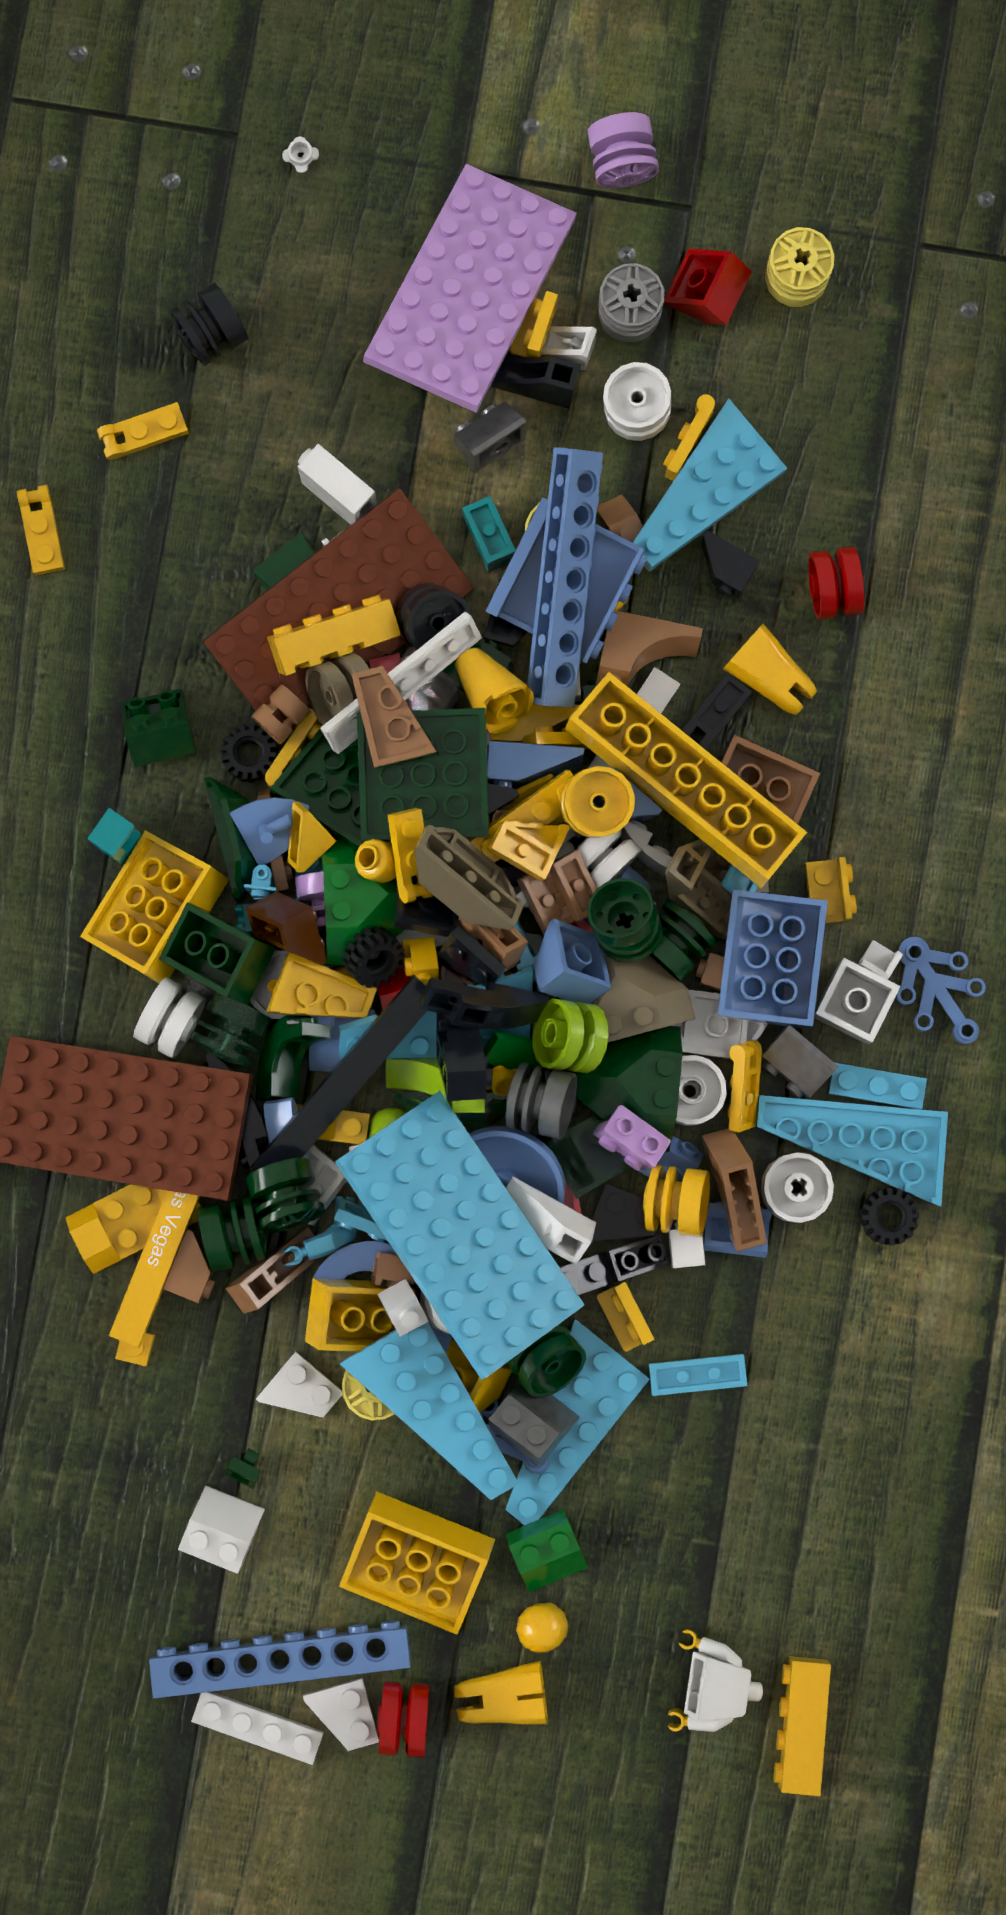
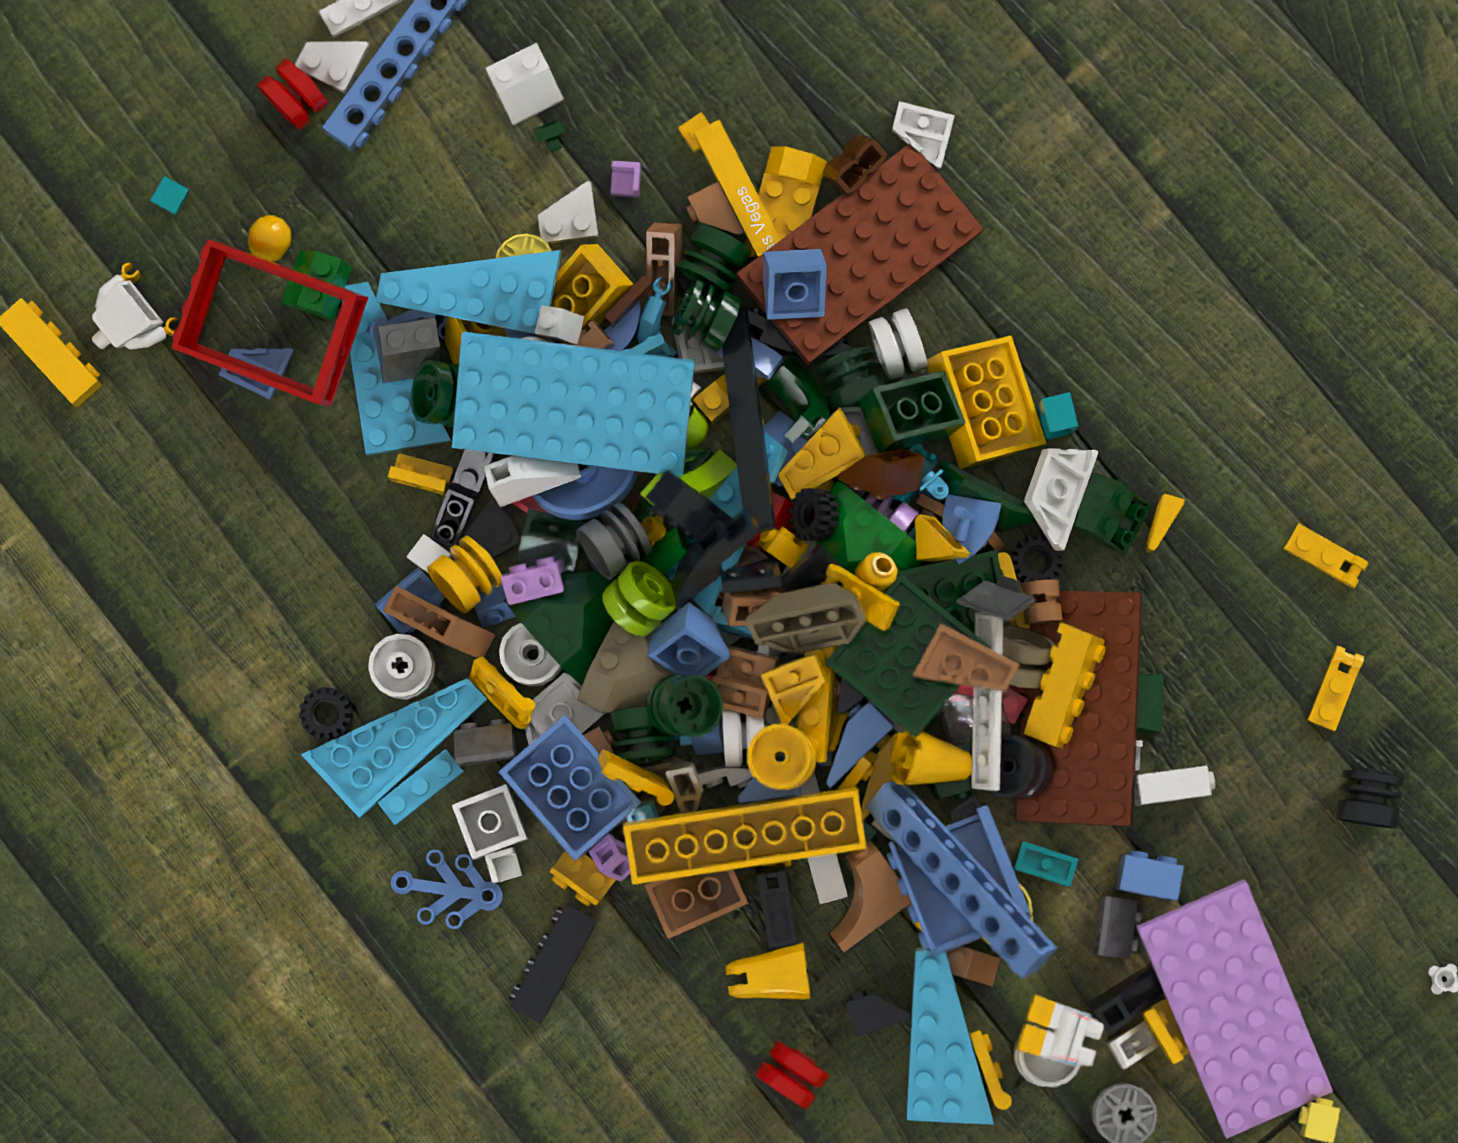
camera: 140 degrees right, 0 degrees up
(45, 1189) = (850, 168): none -> reddish brown brick
(123, 682) = (1165, 513): none -> yellow slope
(177, 781) = (1058, 491): none -> white wing
(194, 1142) = (794, 283): none -> medium blue slope
(227, 1370) = (626, 179): none -> lavender panel
(311, 746) = (999, 599): none -> dark grey piece
(330, 1271) = (628, 301): none -> reddish brown tile
(417, 1563) = (386, 193): yellow slope -> none
(426, 441) = (1149, 877): none -> medium blue brick
(498, 153) = (1319, 1120): none -> light yellow brick
(505, 1697) = (246, 174): yellow piece -> none
(581, 1746) = (170, 195): none -> teal tile
(612, 390) = (1067, 1032): none -> white hips
(657, 1632) = (199, 301): none -> red window
(660, 1535) = (269, 359): none -> medium blue wing
(697, 1374) = (339, 488): medium azure plate -> none
(716, 911) = (635, 777): none -> yellow plate
(795, 876) = (611, 857): none -> lavender brick
(919, 851) = (553, 964): none -> black brick

